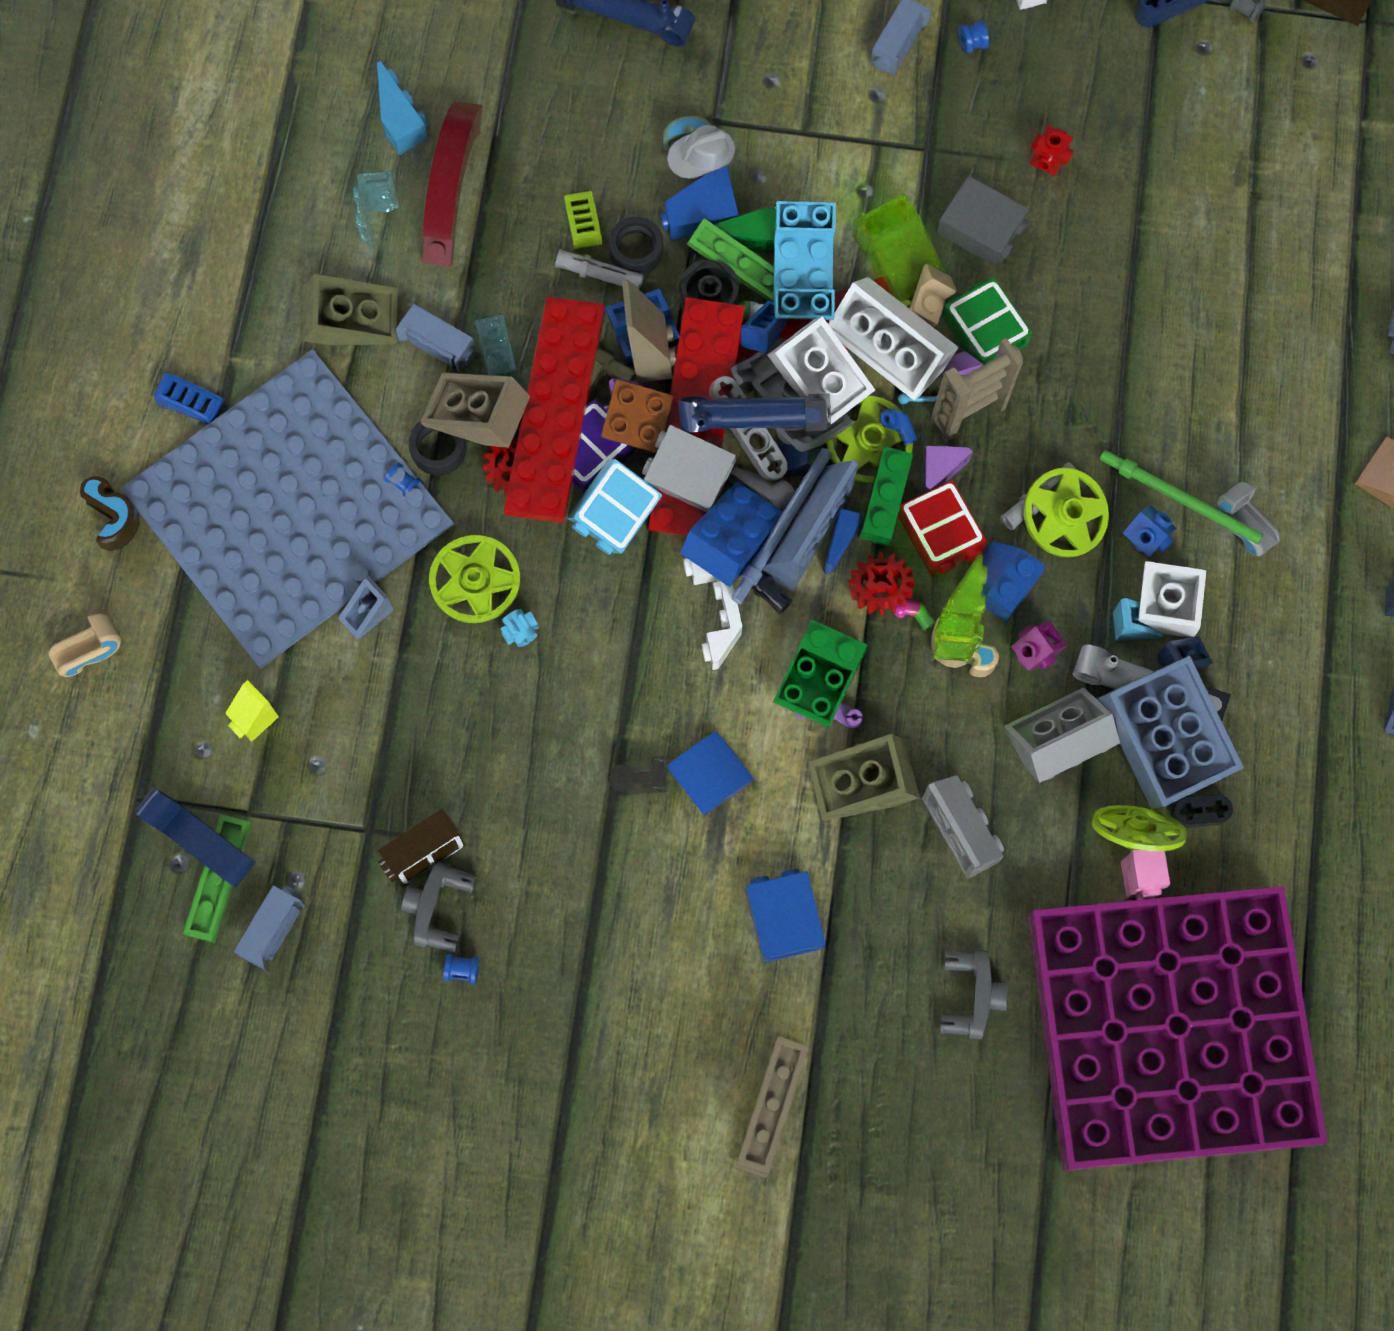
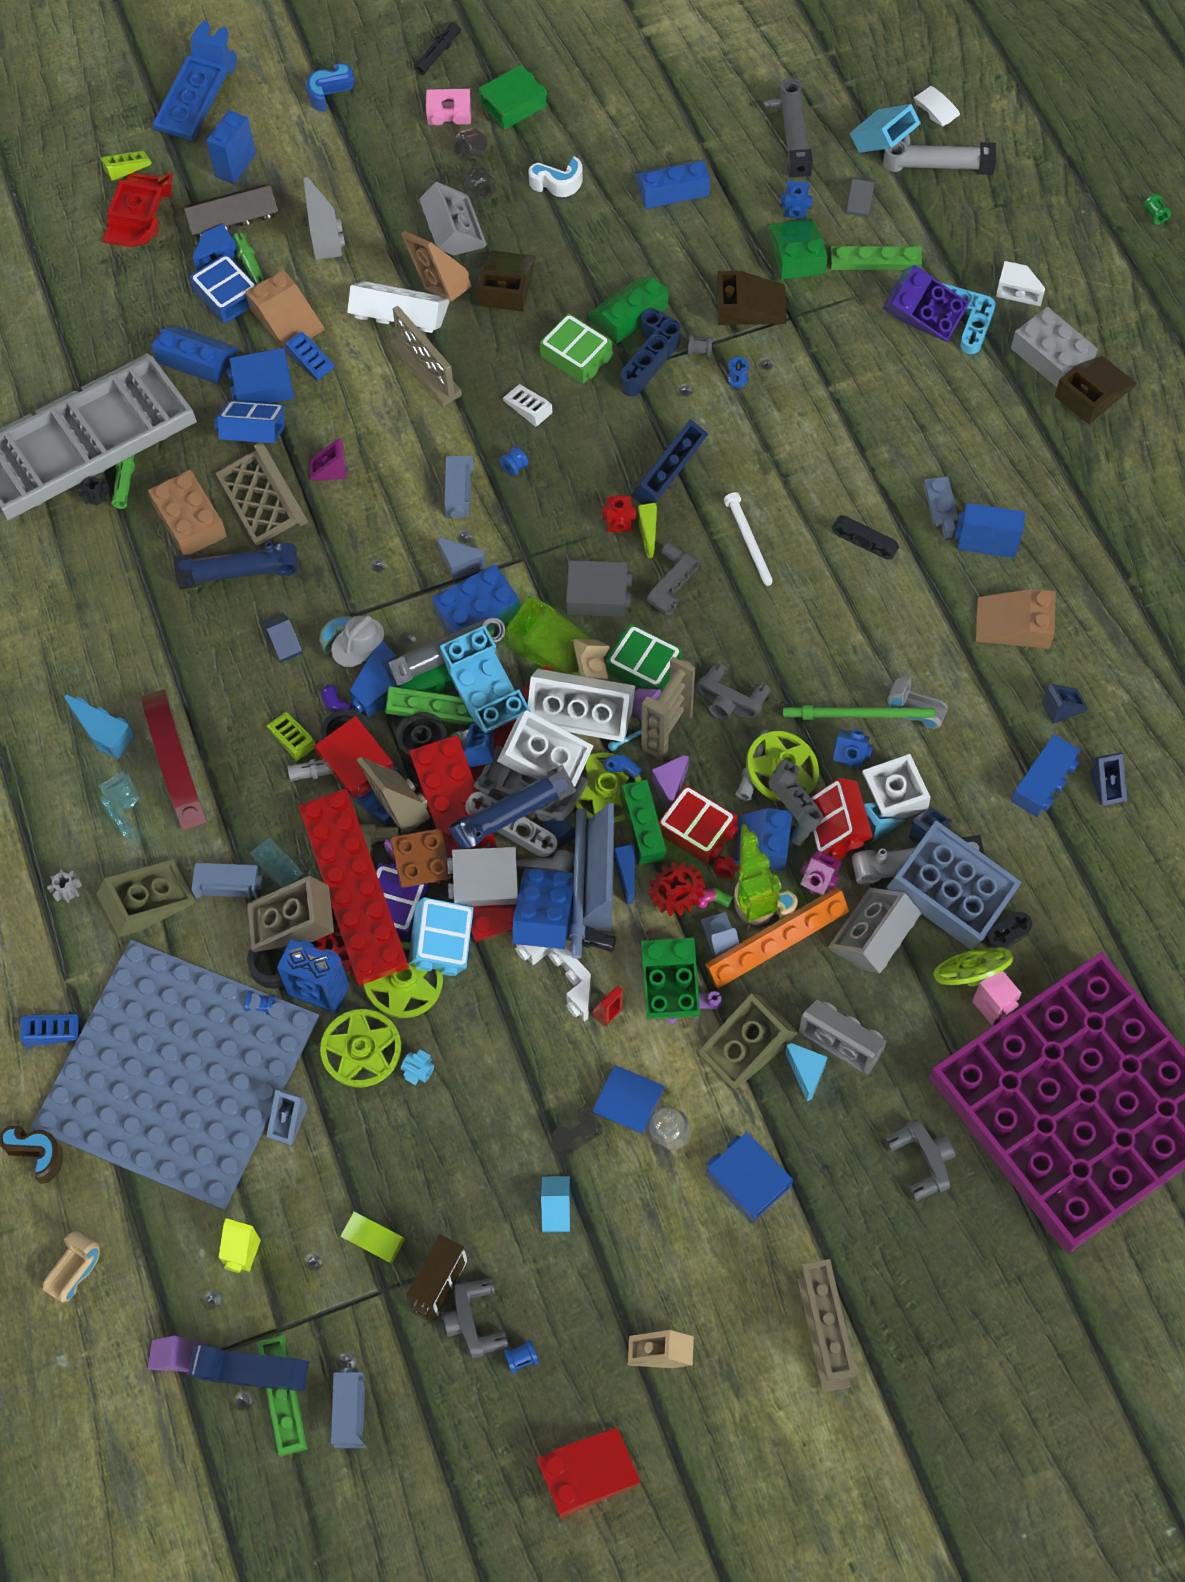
camera: 25 degrees left, 10 degrees down
(137, 781) = (172, 1353): none -> medium lavender slope
(277, 260) = (70, 889): none -> light grey gear
(384, 773) = (372, 1237): none -> lime slope
(463, 1115) = (588, 1472): none -> red slope
(464, 481) = (313, 975): none -> blue brick
(551, 539) = (402, 987): none -> lime wheel
(579, 837) = (555, 1204): none -> medium azure slope
(600, 1038) = (661, 1349): none -> tan slope
(629, 109) = (282, 637): none -> slope
(632, 260) = (343, 749): none -> red brick
(642, 203) = (331, 700): none -> dark purple arm
(735, 824) = (670, 1128): none -> clear hair
(742, 669) = (609, 1006): none -> red slope
(761, 206) = (418, 661): none -> dark grey piece
(846, 174) = (476, 598): none -> blue brick
(859, 117) = (461, 558): none -> sand blue slope
(898, 661) = (719, 934): none -> sand blue slope
(908, 839) = (807, 1068): none -> medium azure slope
(944, 586) = (725, 867): none -> red plate
(956, 689) = (777, 937): none -> orange plate
(1047, 263) = (662, 595): none -> dark grey beam
(1050, 413) = (728, 701): none -> dark grey connector
(1056, 556) = (796, 800): none -> dark grey beam
(1078, 173) = (647, 523): none -> lime slope
(1090, 599) = (844, 819): none -> red brick
(1136, 122) = (669, 463): none -> dark blue brick
(1182, 197) = (732, 500): none -> white bar
(1269, 53) = (734, 372): none -> blue bush
(1302, 309) = (865, 537): none -> black beam
(1342, 669) = (1046, 776): none -> blue brick

